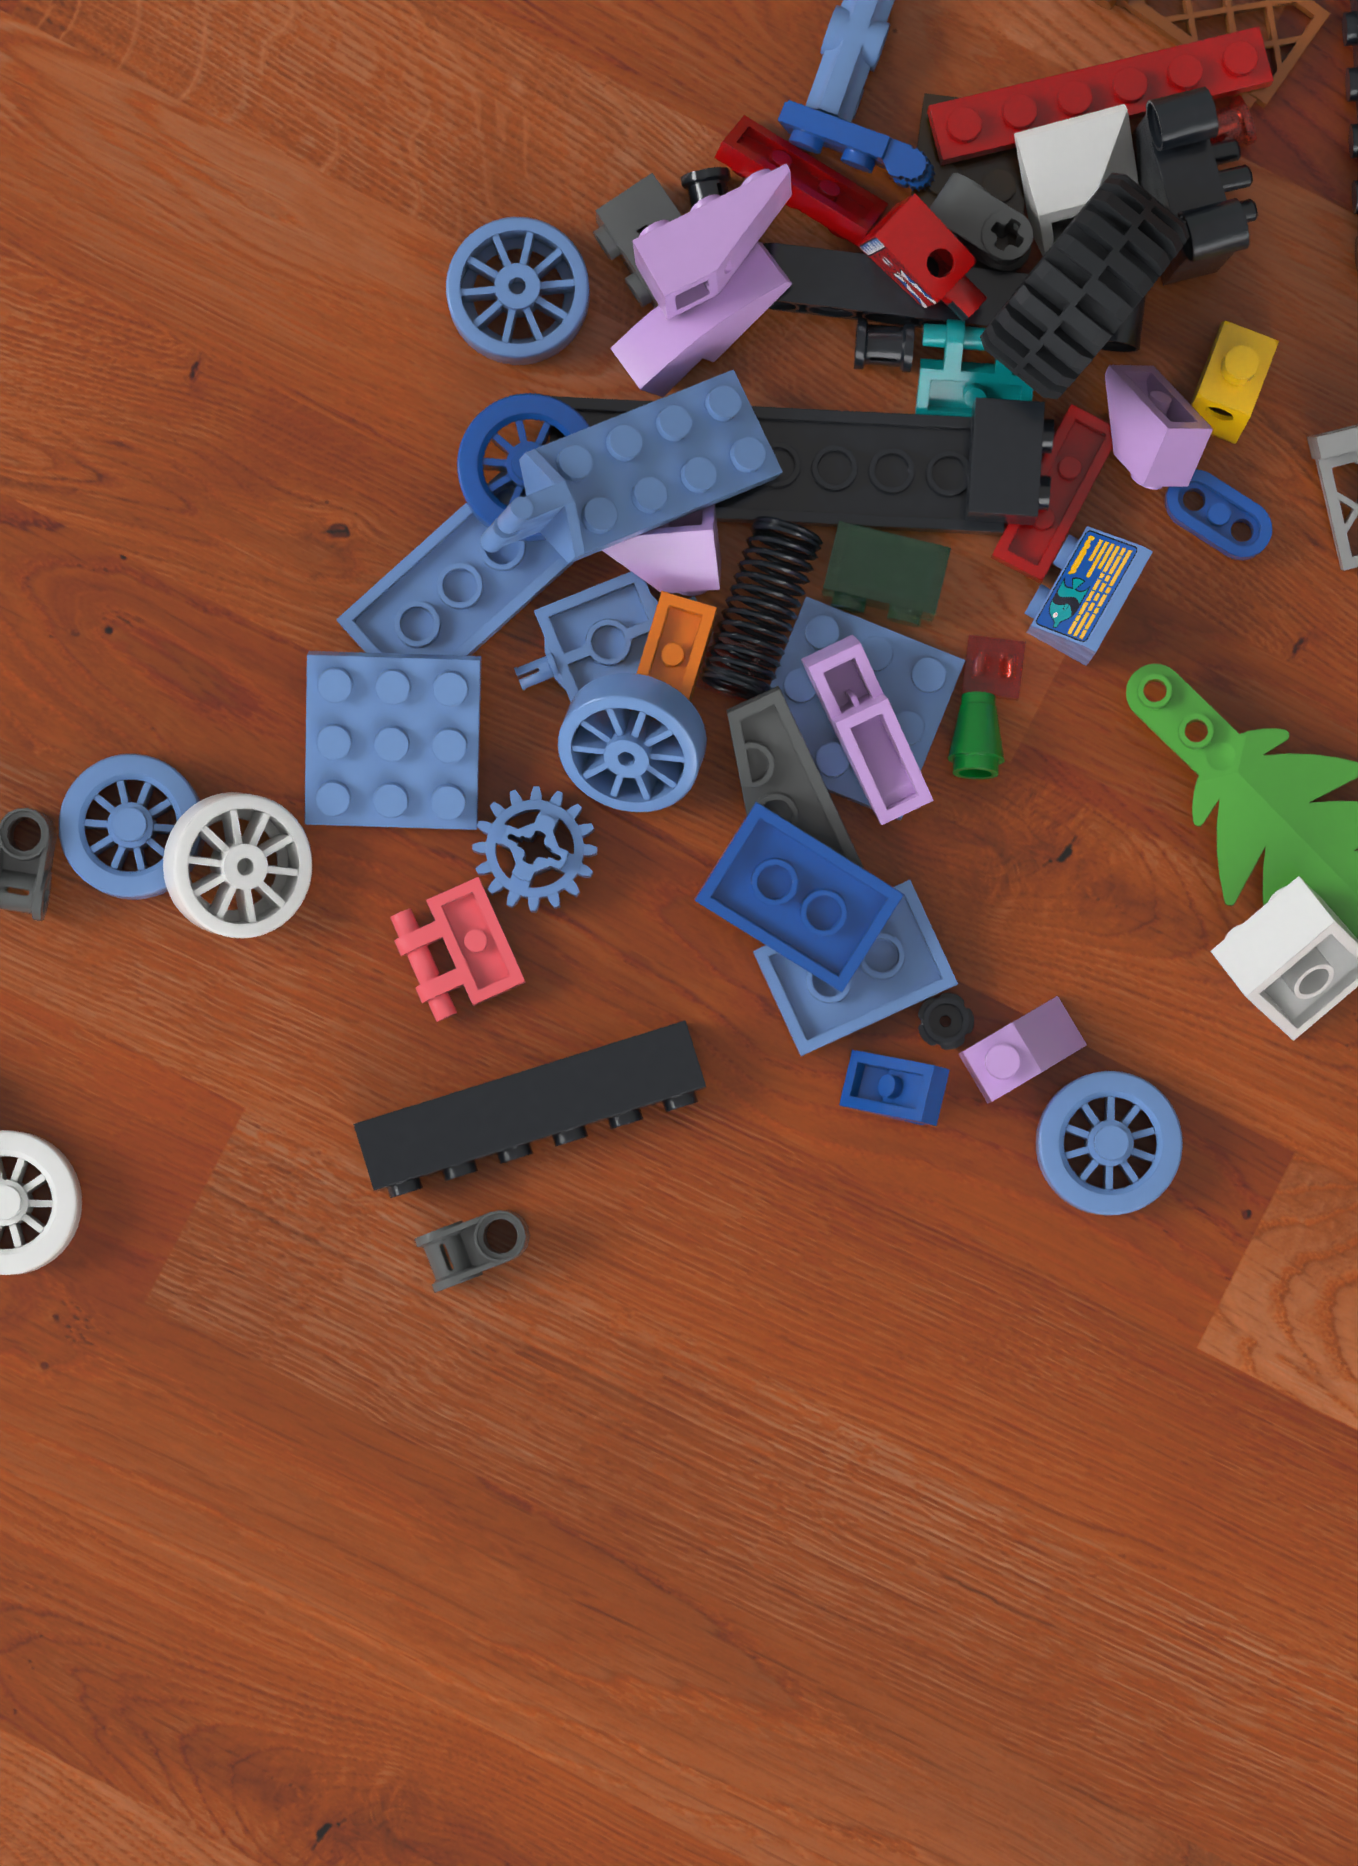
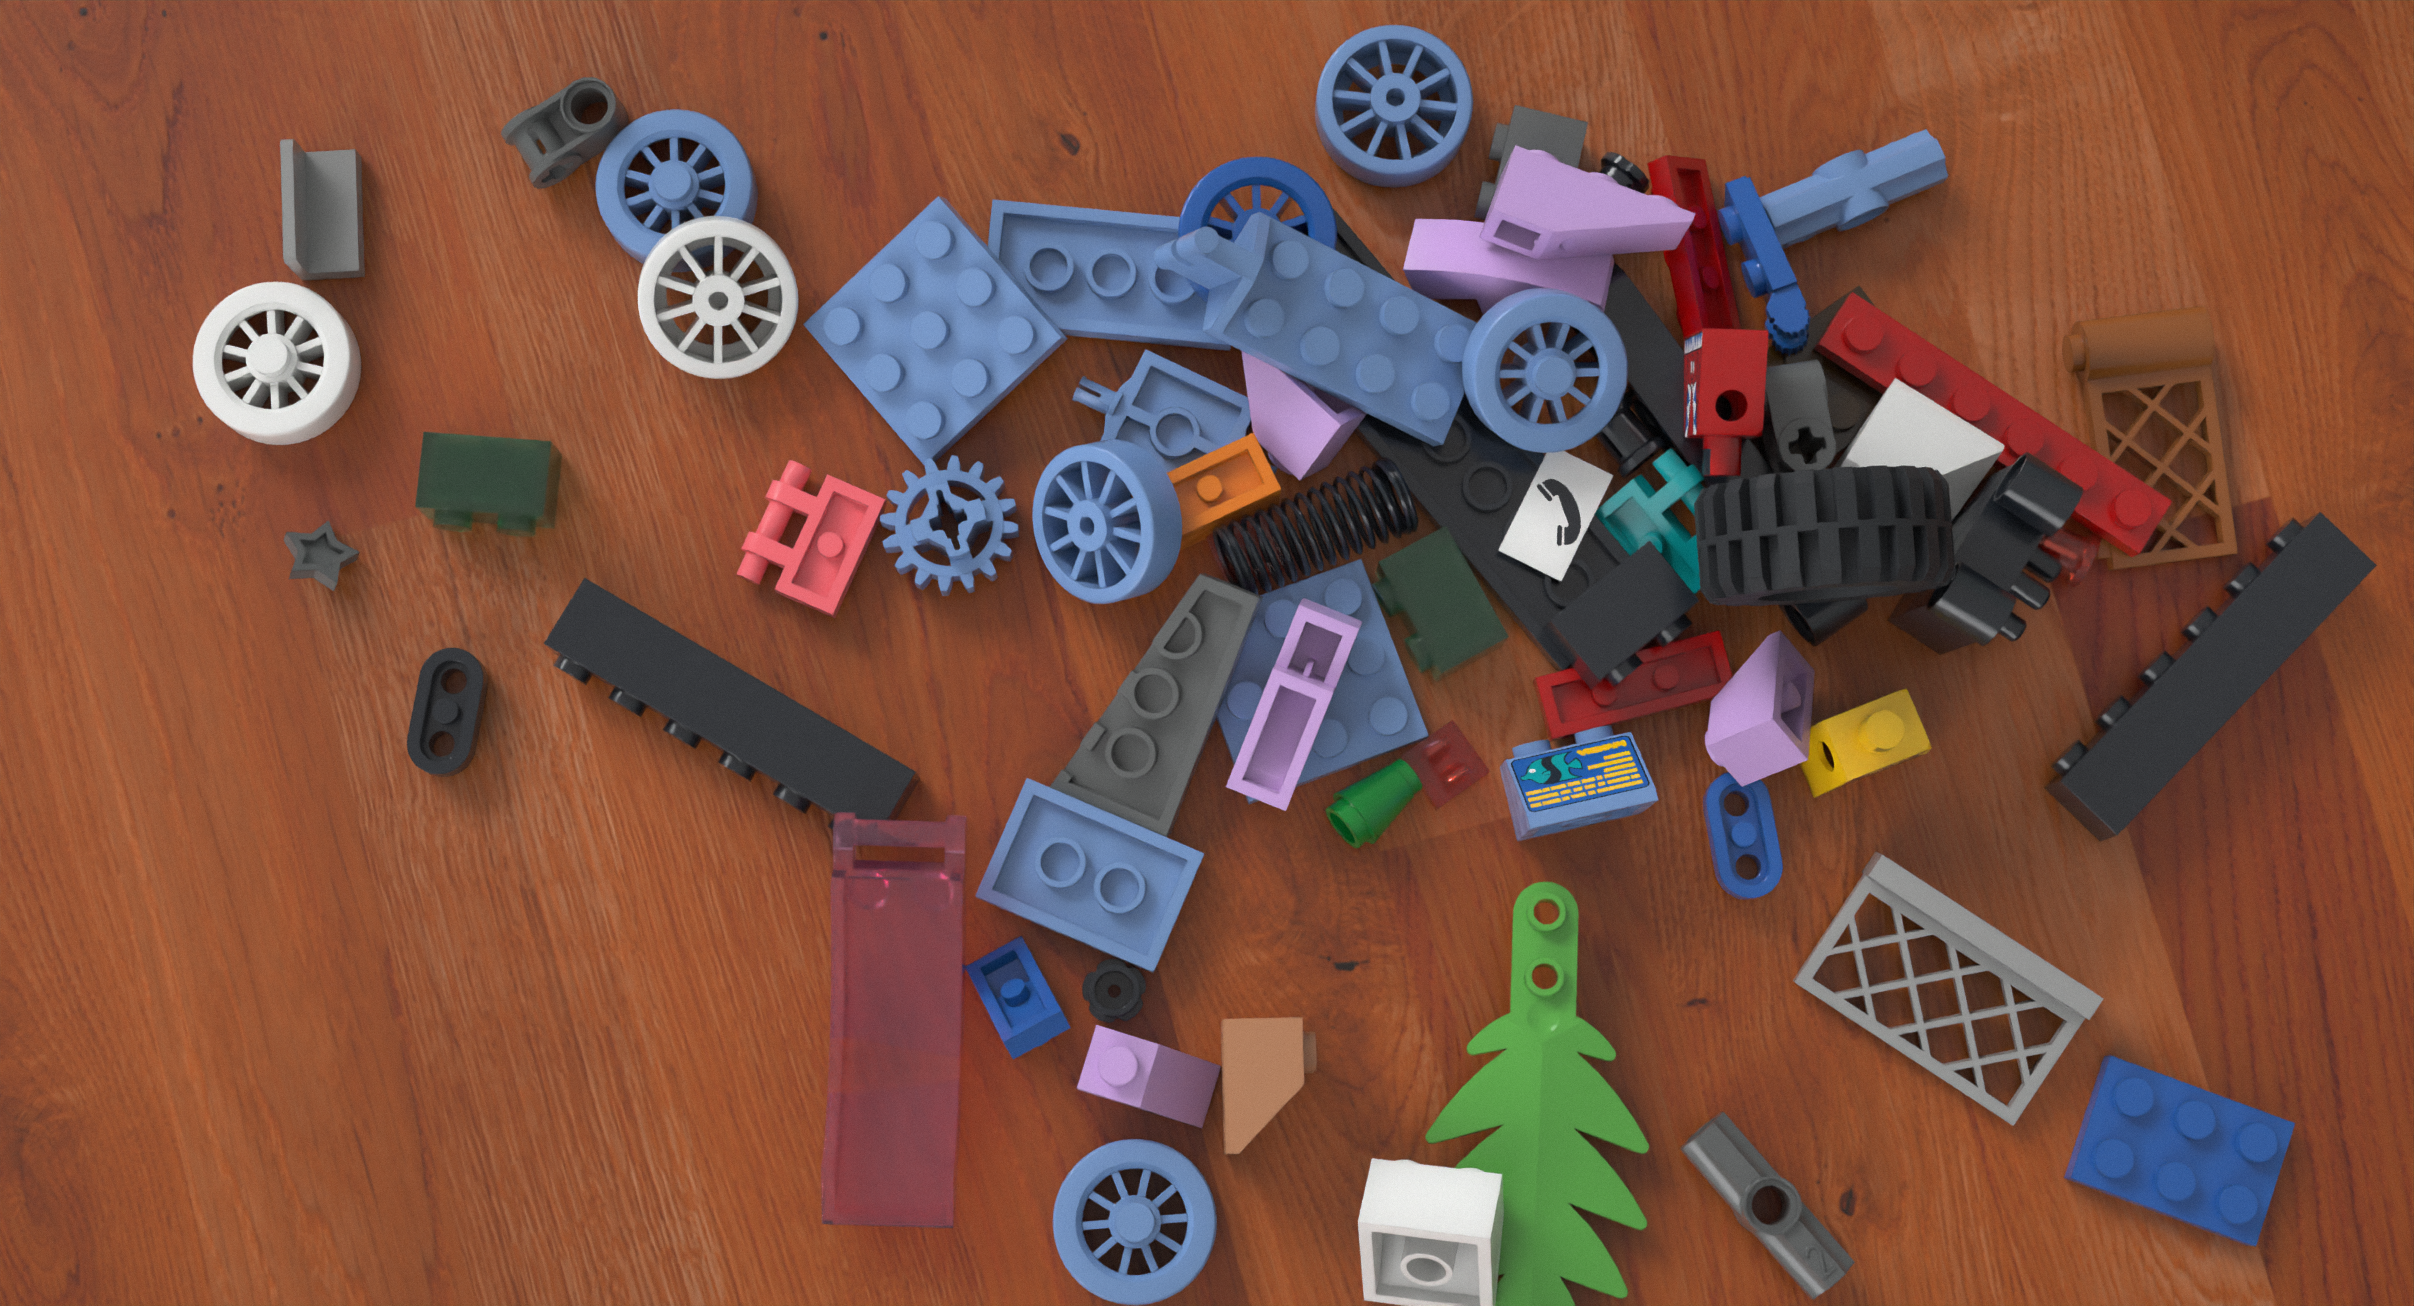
camera: 45 degrees right, 5 degrees down
(169, 1290) = (319, 555): none -> dark grey piece
(224, 1132) = (488, 482): none -> clear green brick
(355, 1298) = (443, 713): none -> black plate
(469, 1248) = (565, 766): dark grey piece -> none
(796, 359) = (1544, 369): none -> medium blue wheel
(799, 896) = (1102, 771): blue plate -> none
(841, 1184) = (895, 1026): none -> clear pink windscreen
(894, 439) = (1555, 513): none -> white sticker
(1092, 975) = (1261, 1072): none -> nougat slope

